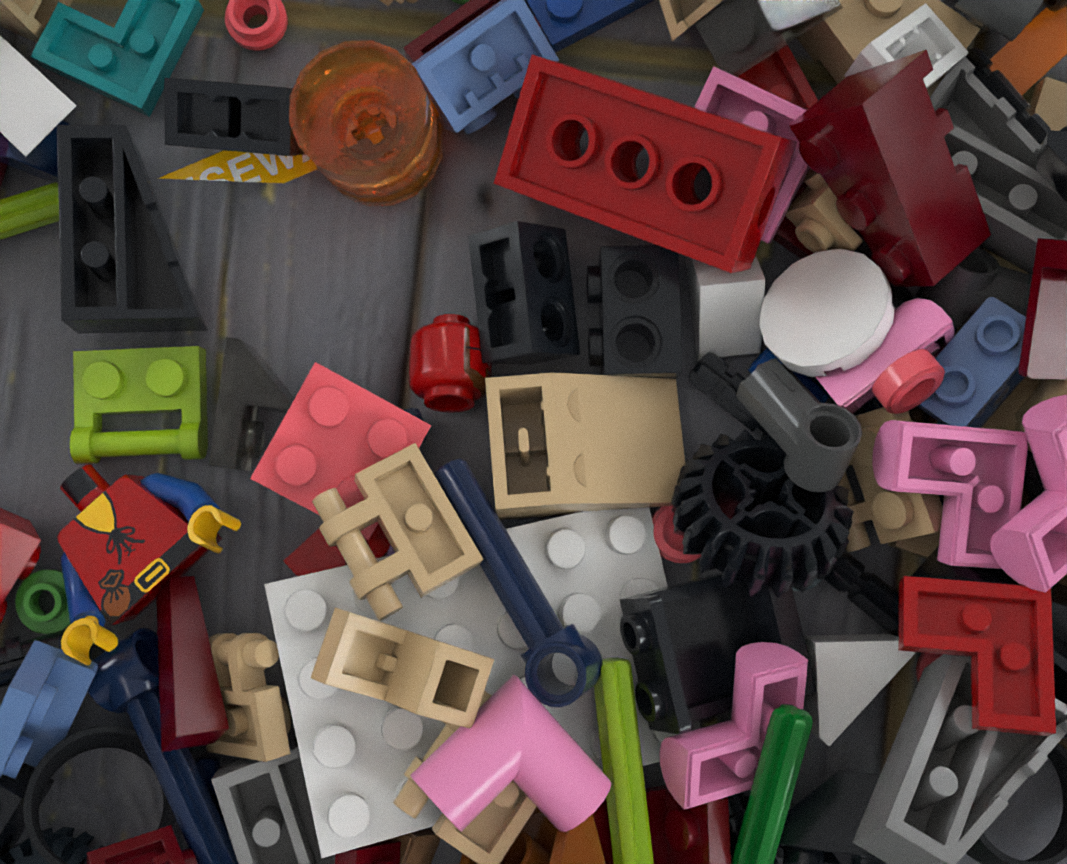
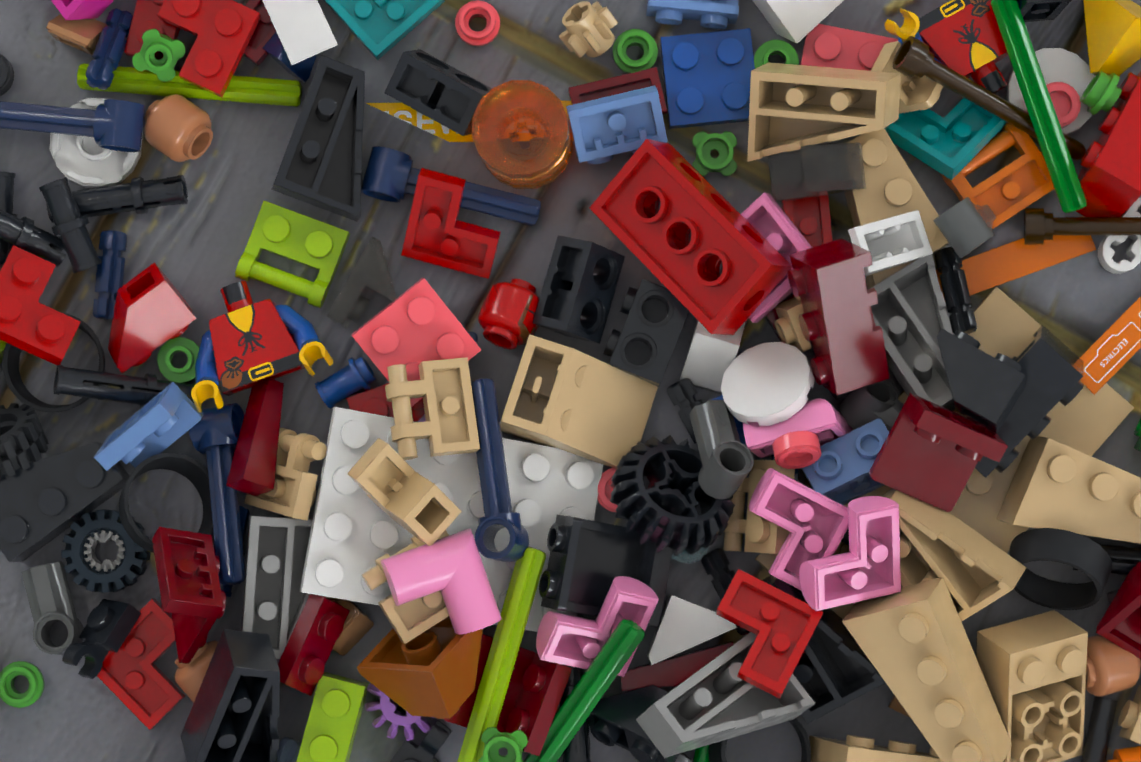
camera: 20 degrees right, 0 degrees up
(225, 251) = (391, 176): none -> dark blue axle
(274, 540) = (346, 381): none -> blue pin
(309, 300) = (438, 236): none -> red plate
(627, 41) = (723, 144): none -> bright green plate
(867, 734) = (671, 670): none -> dark red piece

